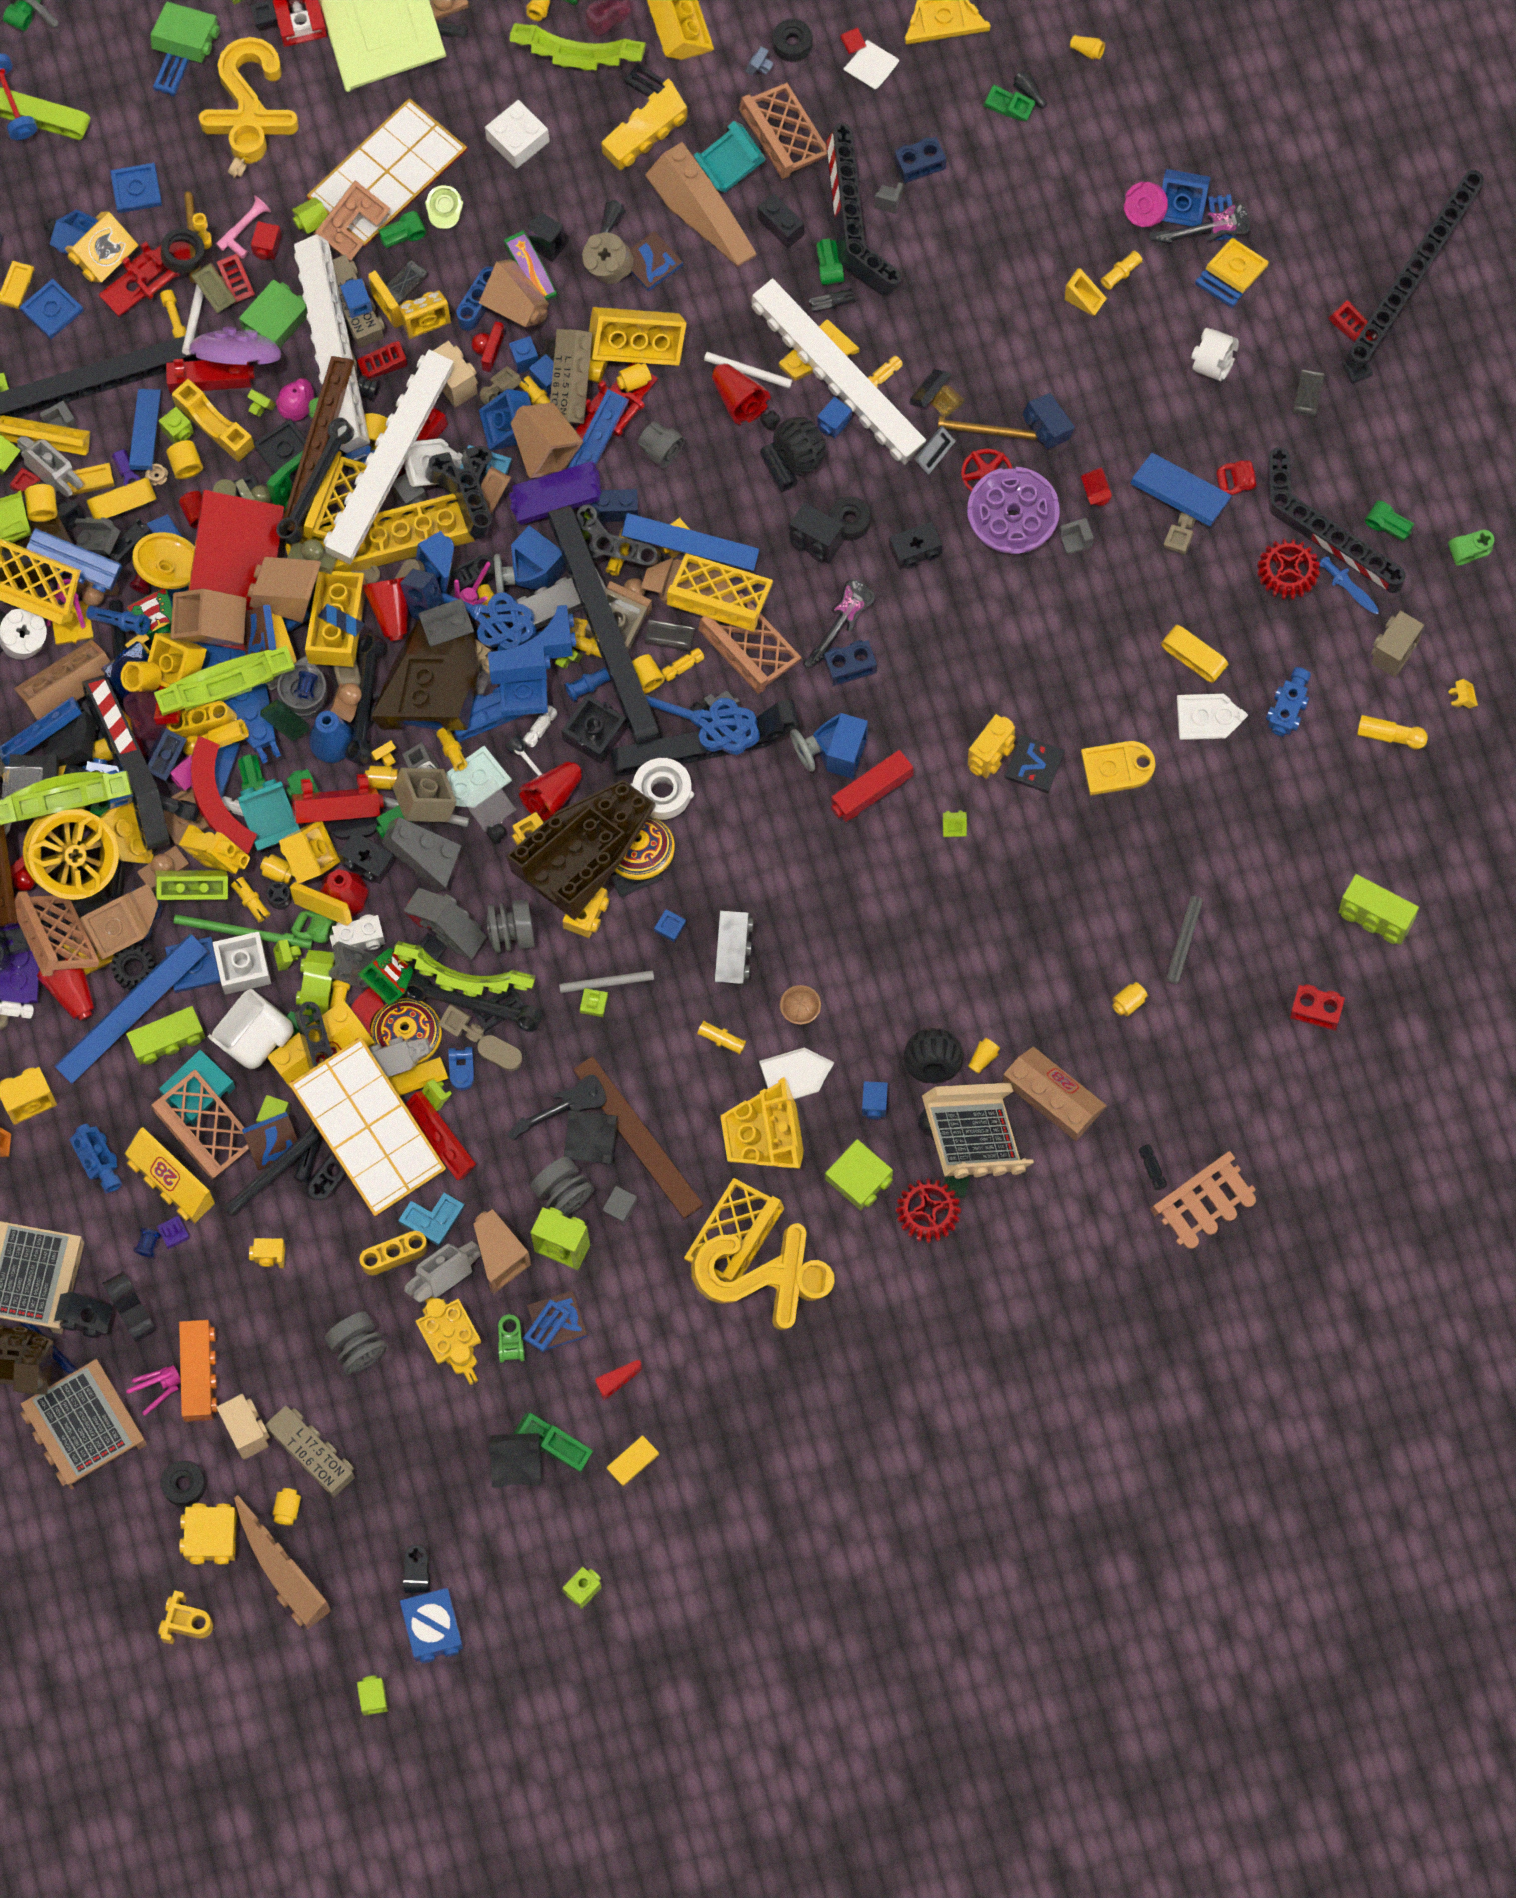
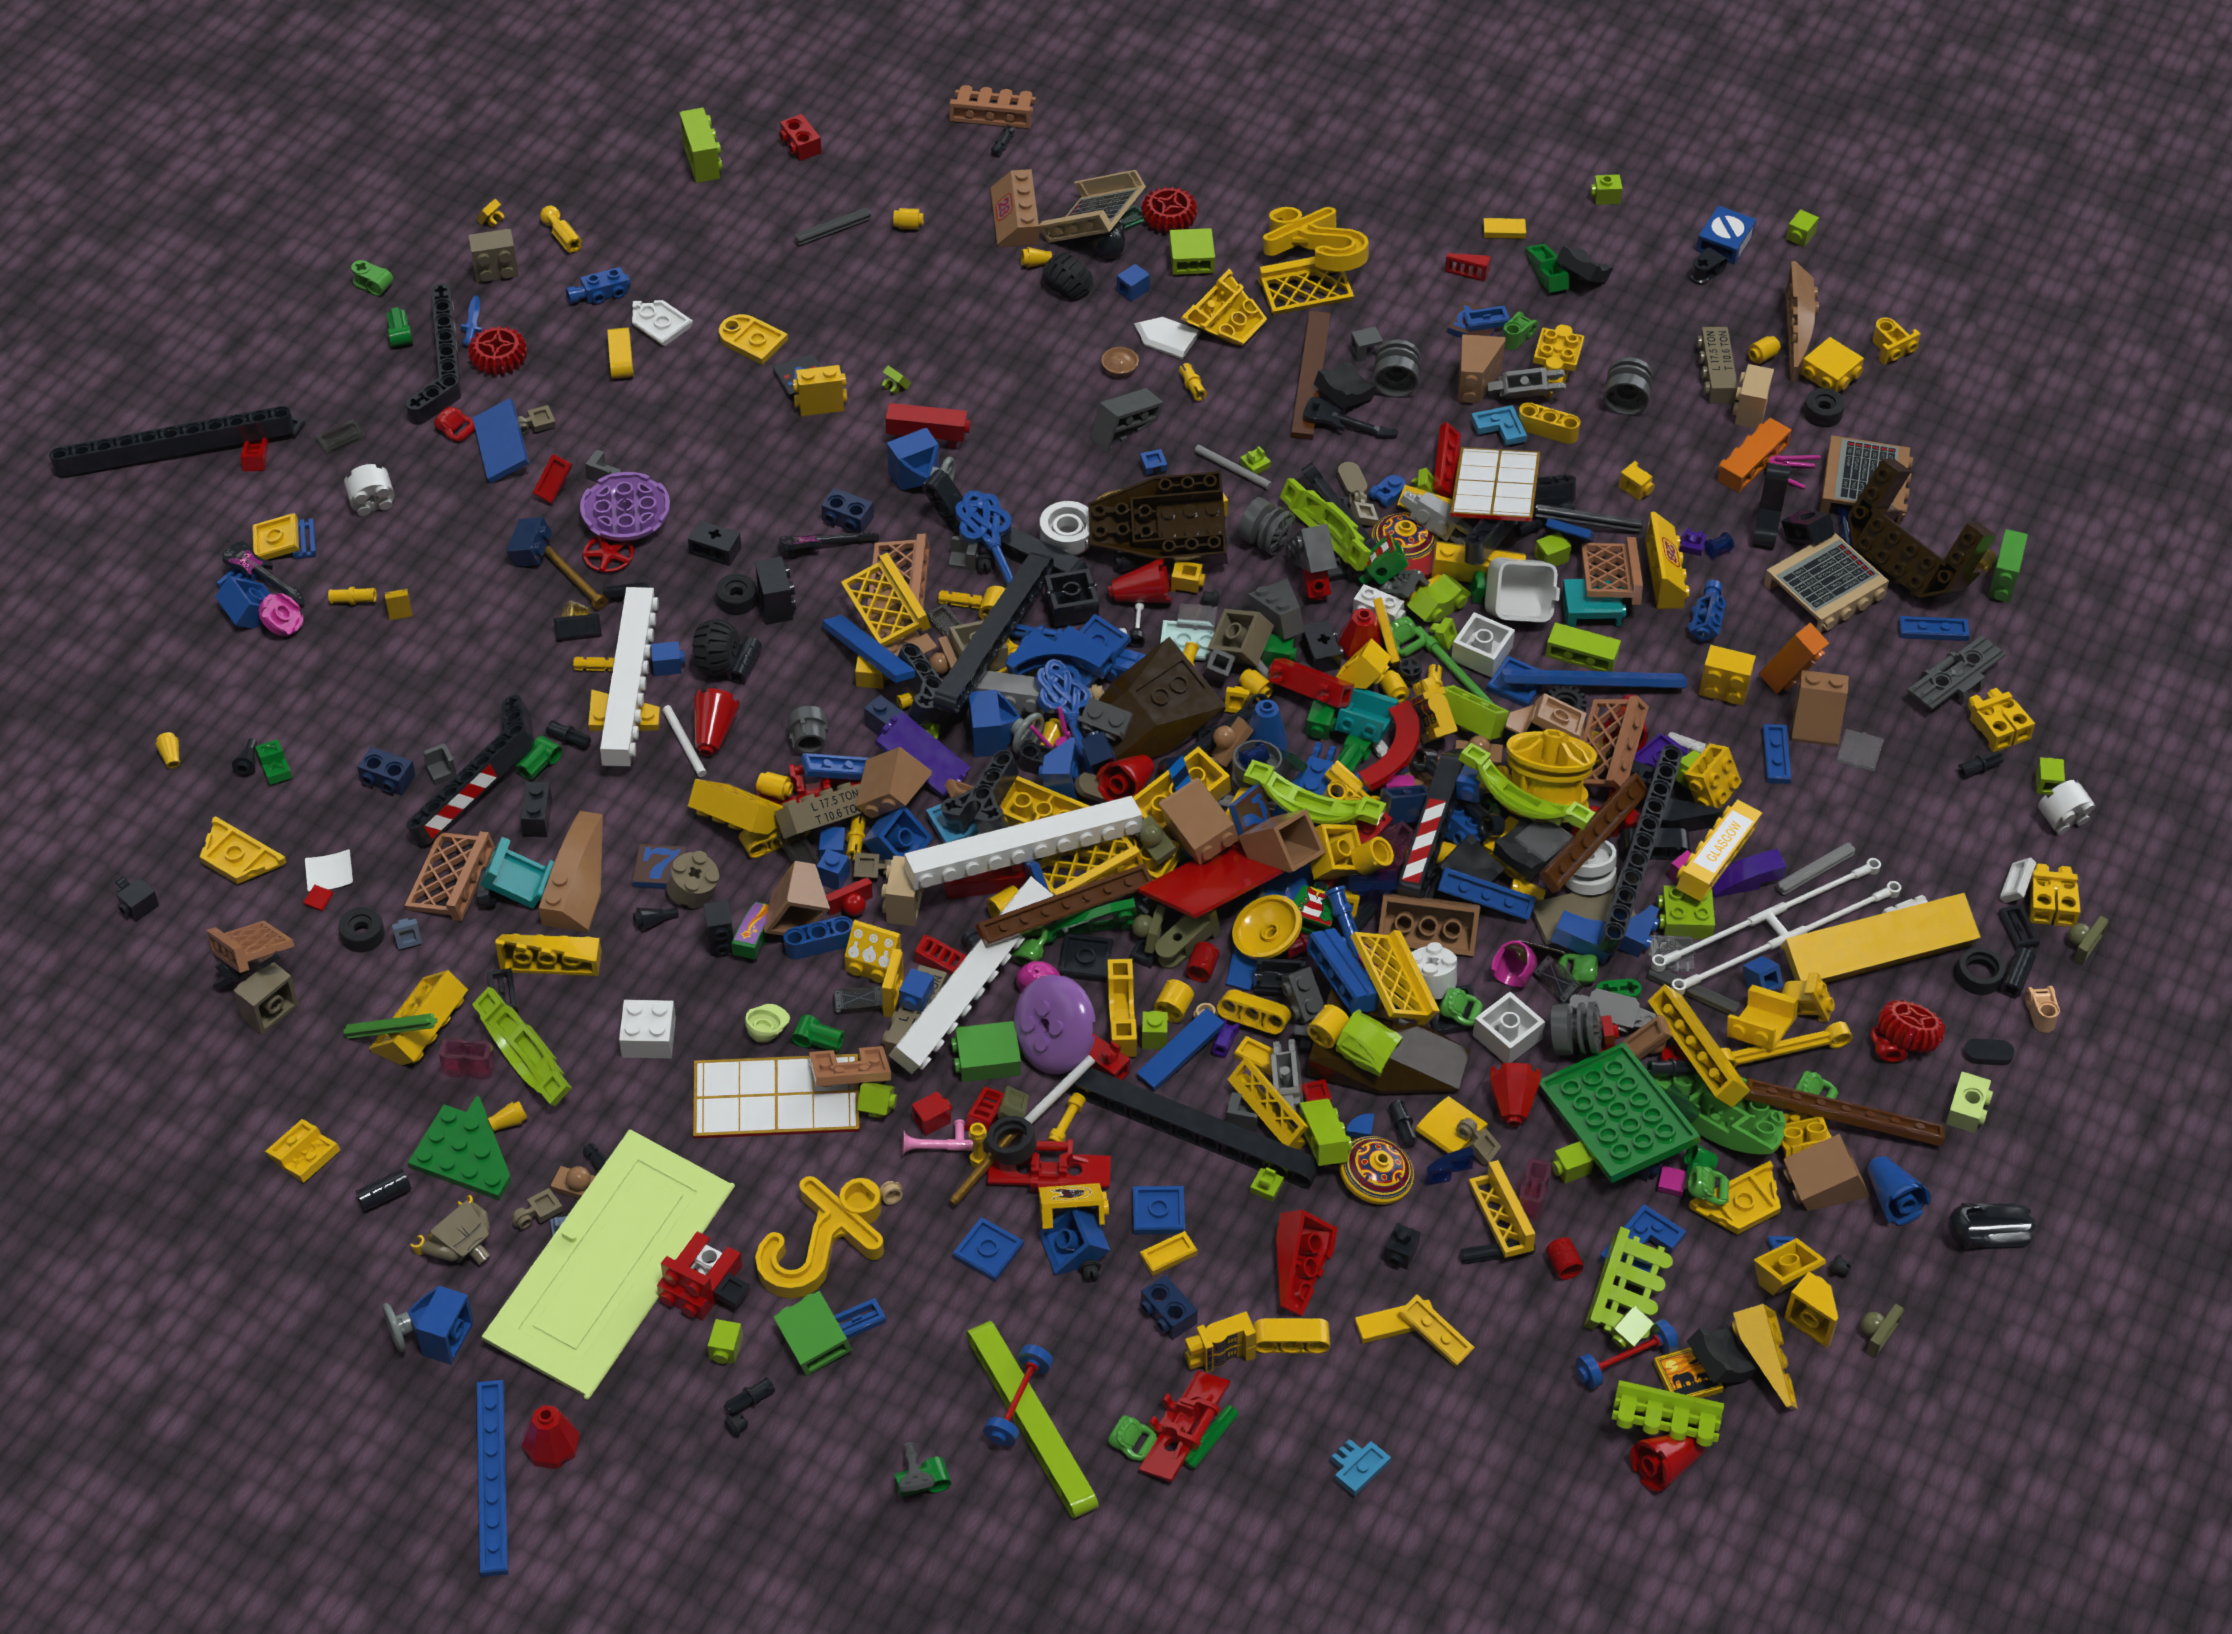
camera: 140 degrees left, 20 degrees down
(315, 481) = (1097, 874): black piece -> none
(560, 1238) = (1432, 334): lime brick -> none

